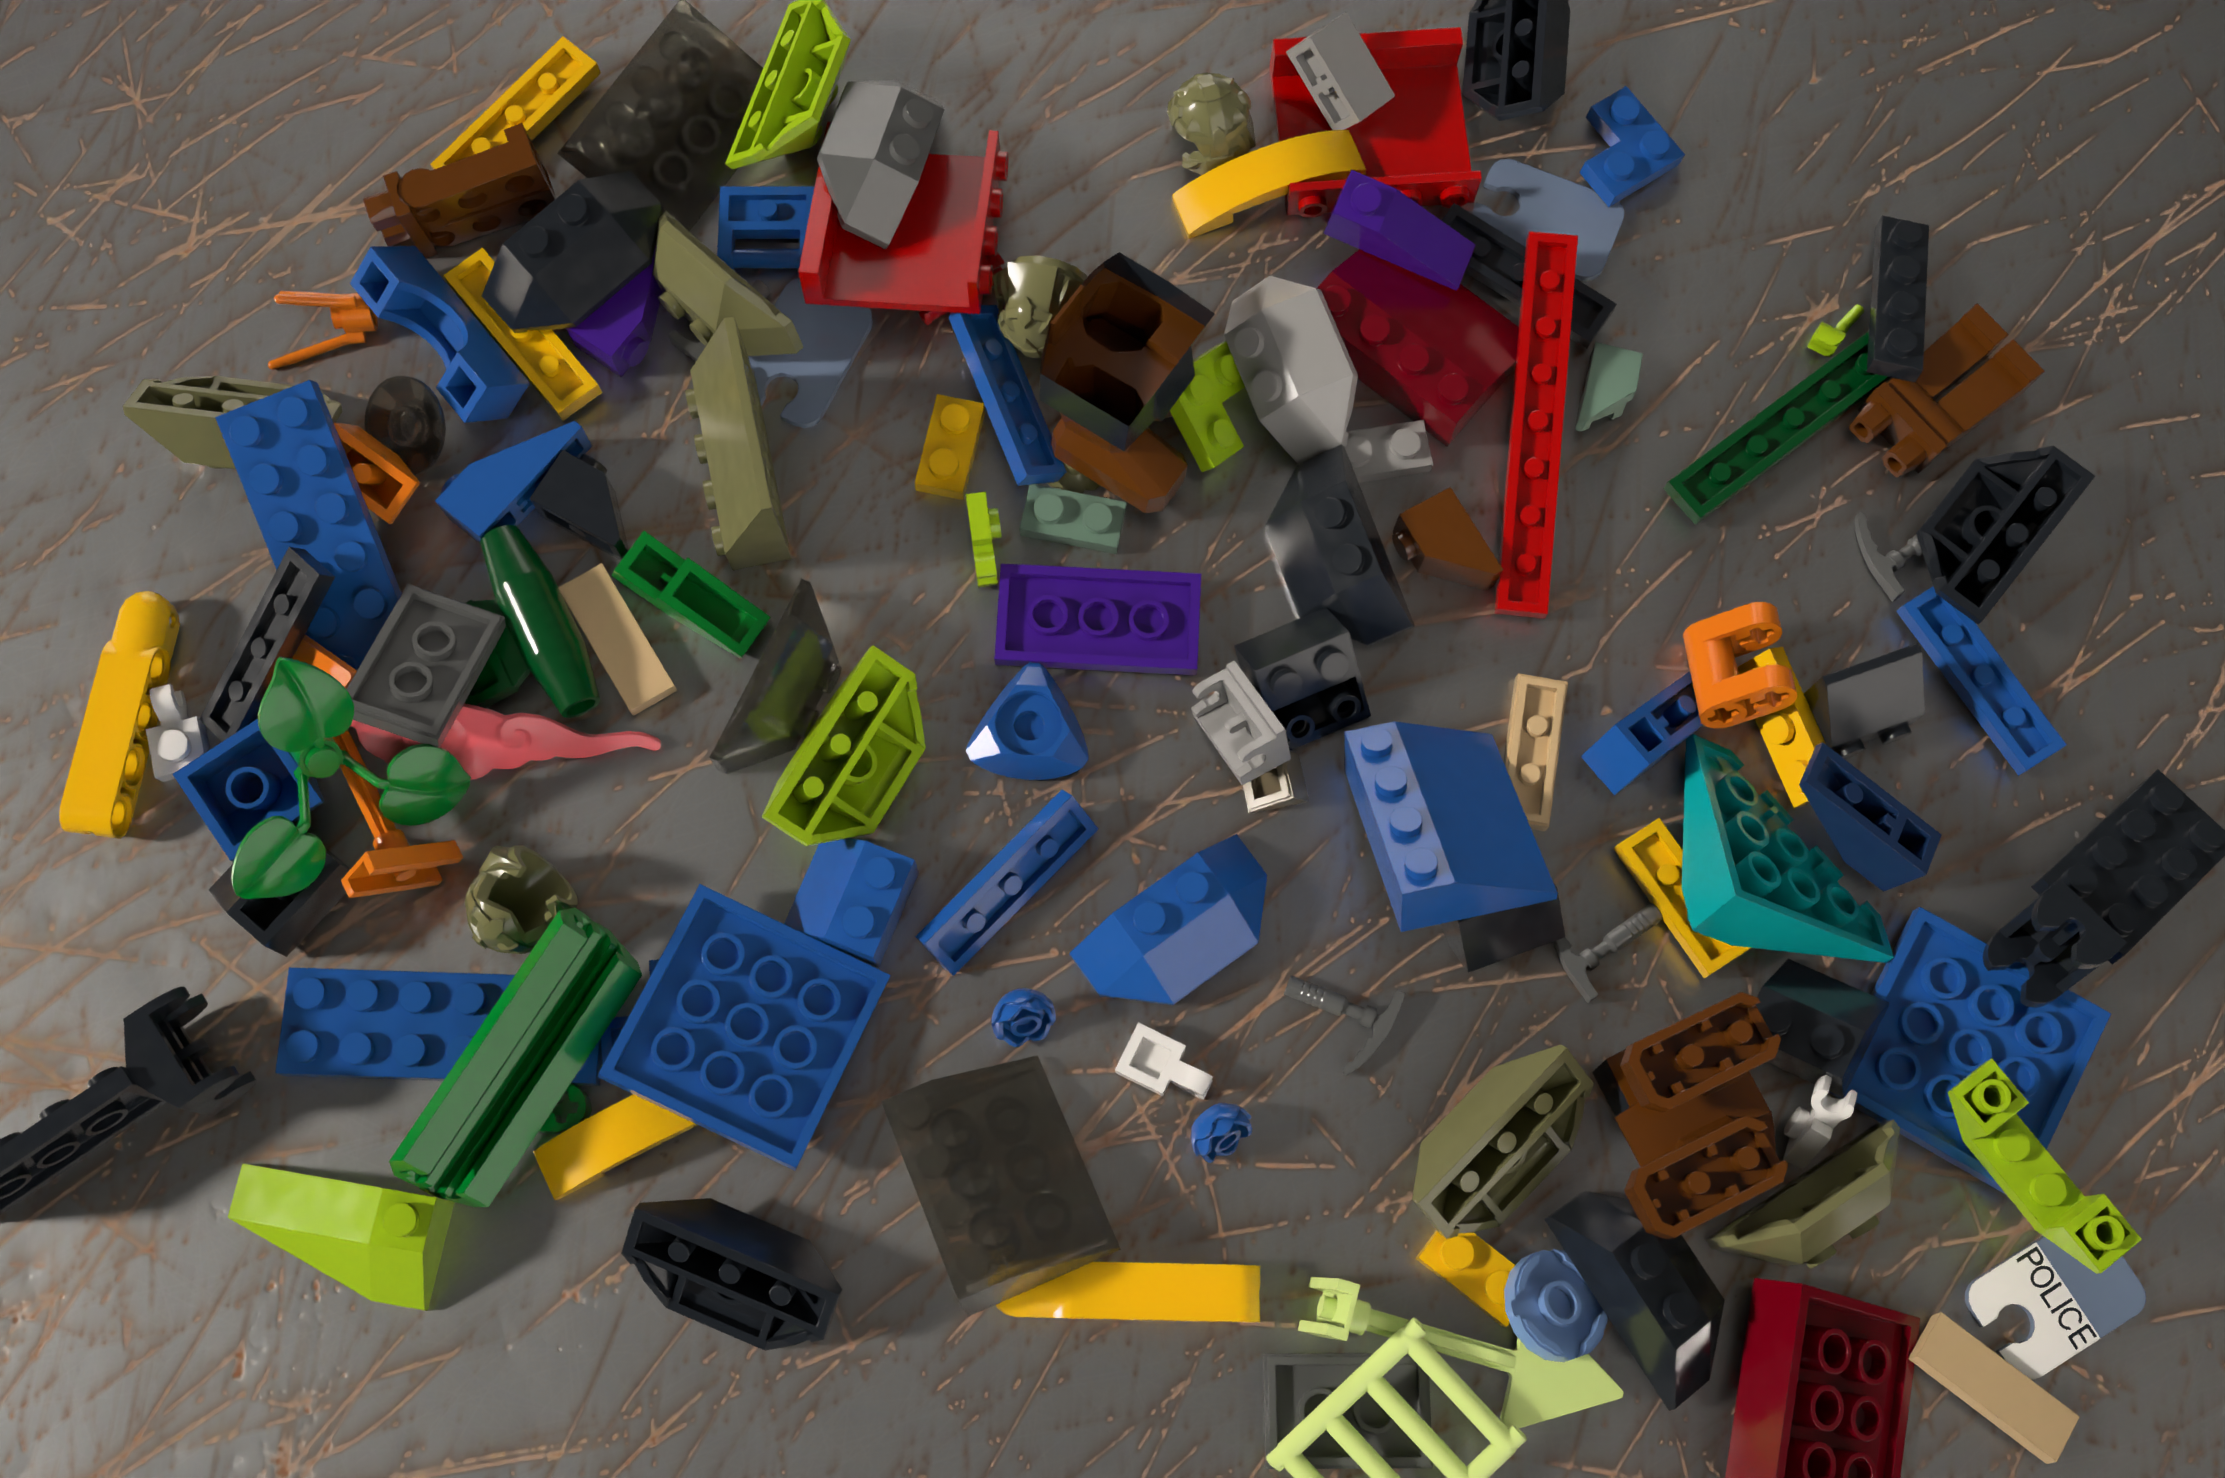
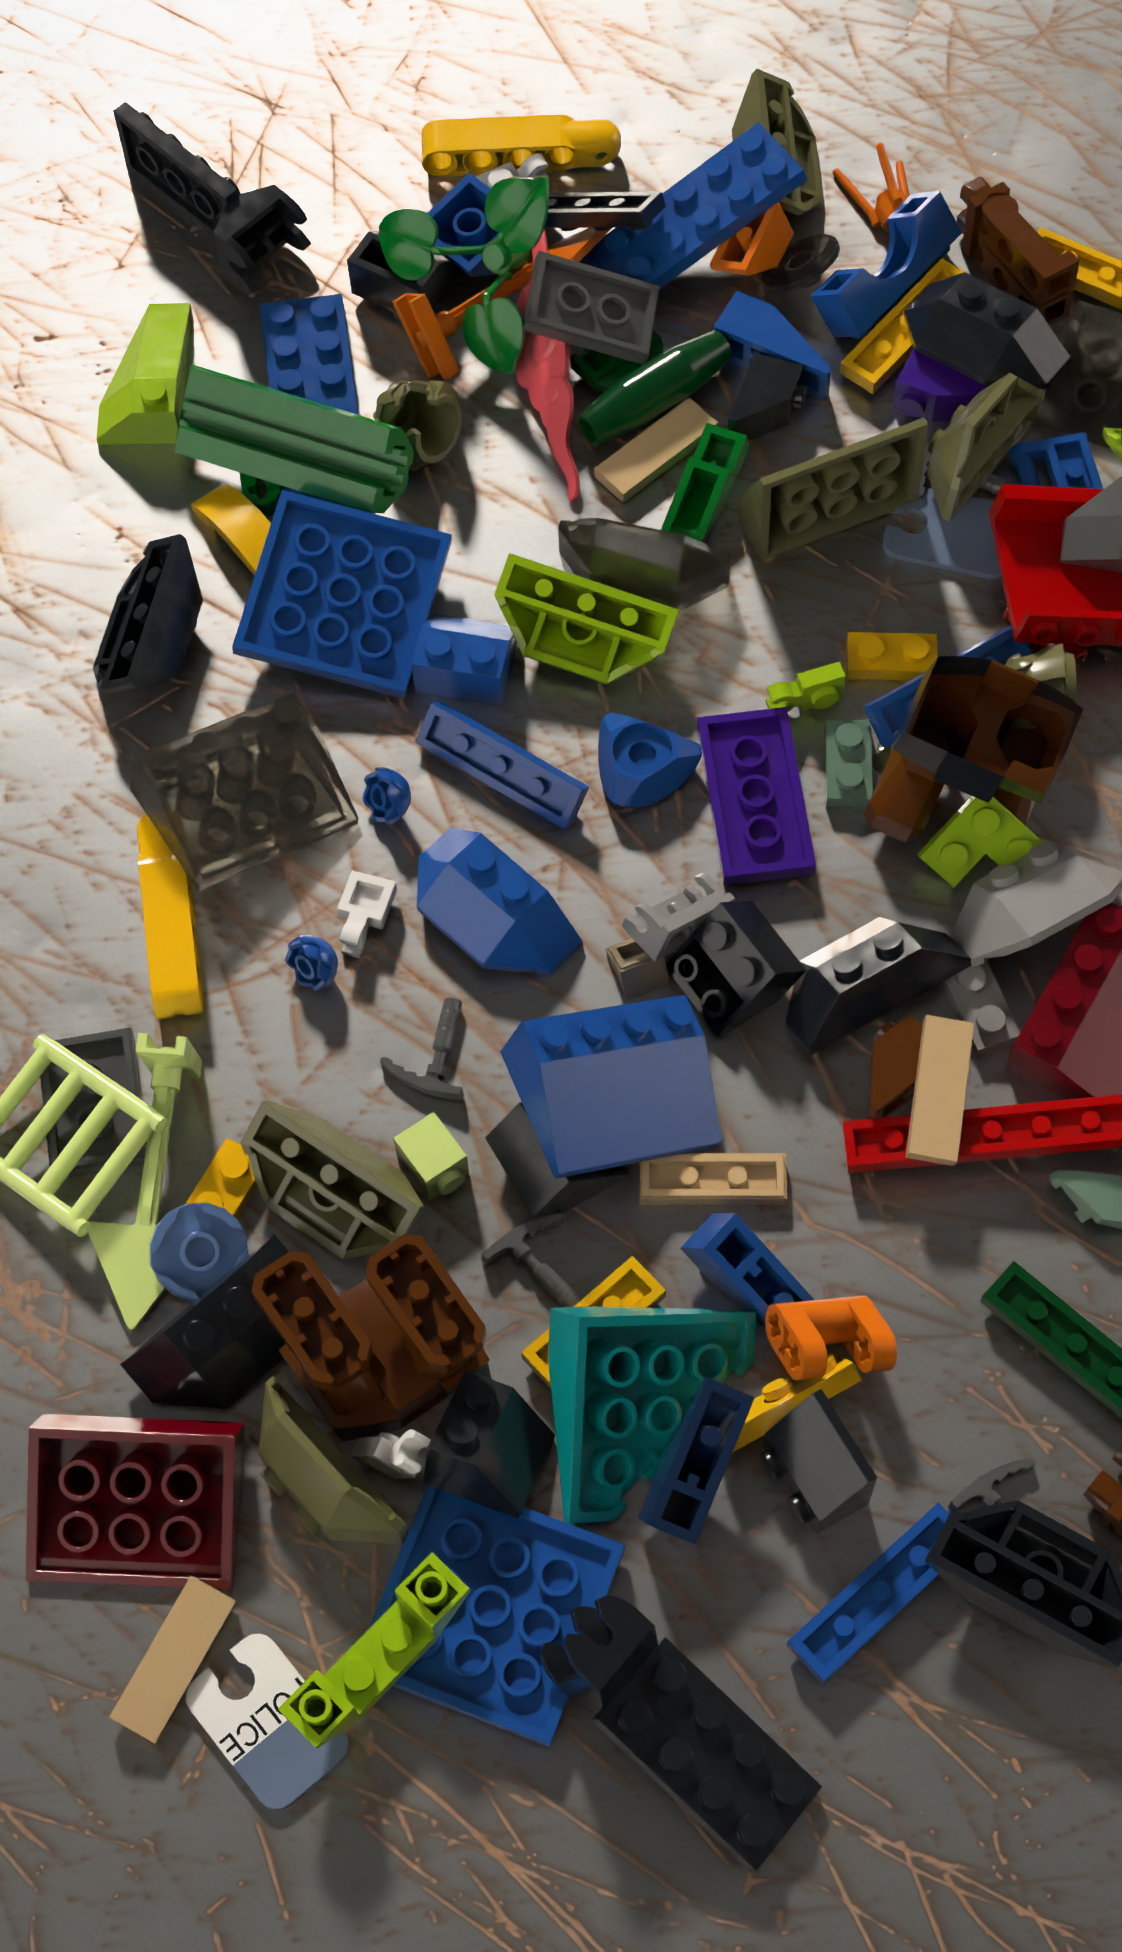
camera: 85 degrees right, 10 degrees down
(1477, 1033) = (432, 1156): none -> yellowish green brick
(1494, 503) = (940, 1090): none -> tan tile

